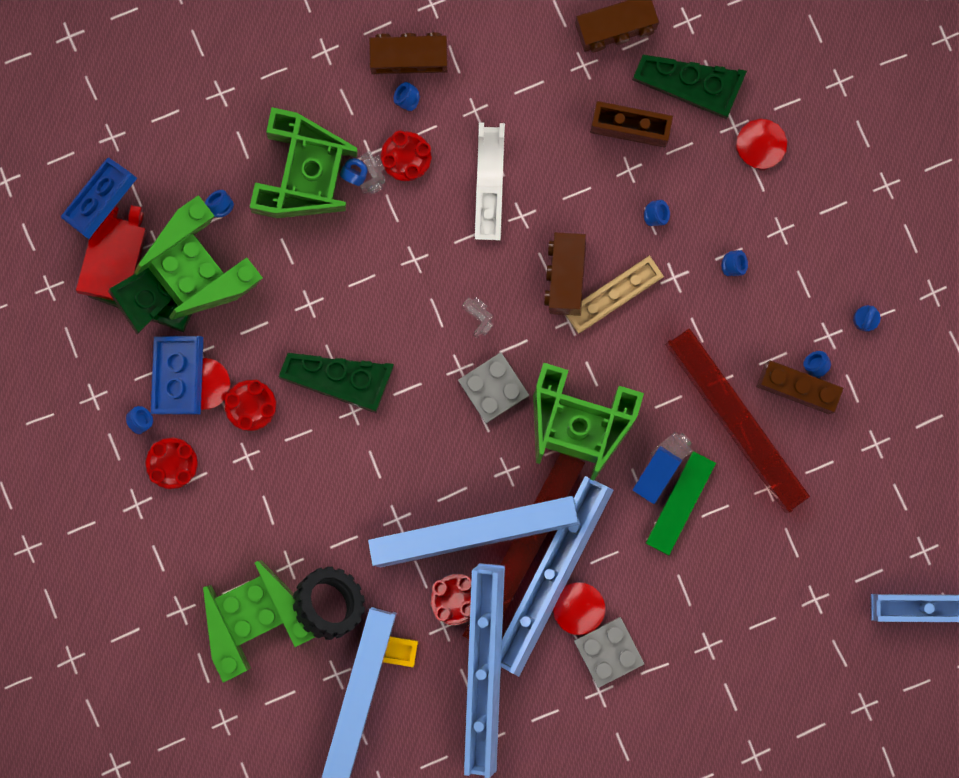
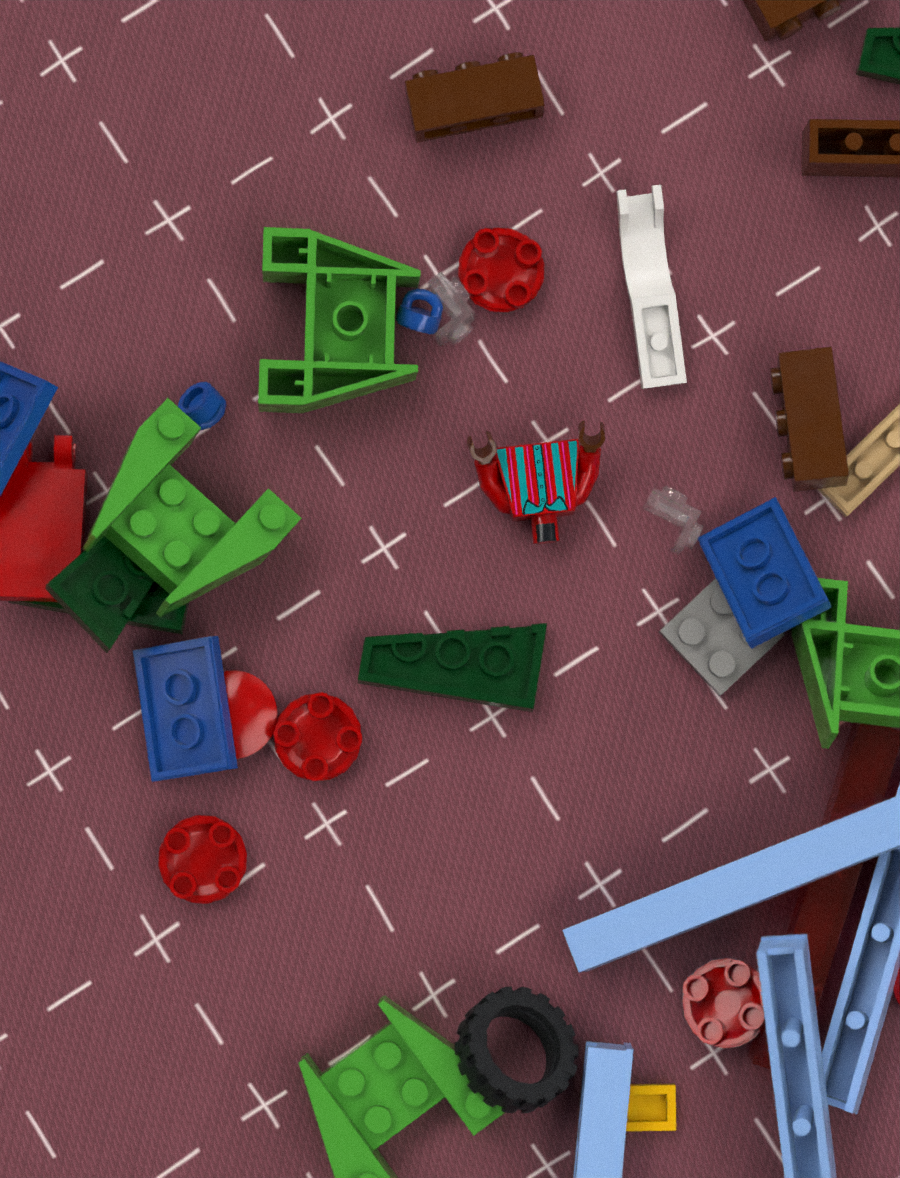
camera: 10 degrees left, 0 degrees up
(139, 419) = (134, 795): blue tile -> none
(404, 280) = (539, 478): none -> torso
(406, 96) = (483, 169): blue tile -> none
(521, 356) = (764, 573): none -> blue tile

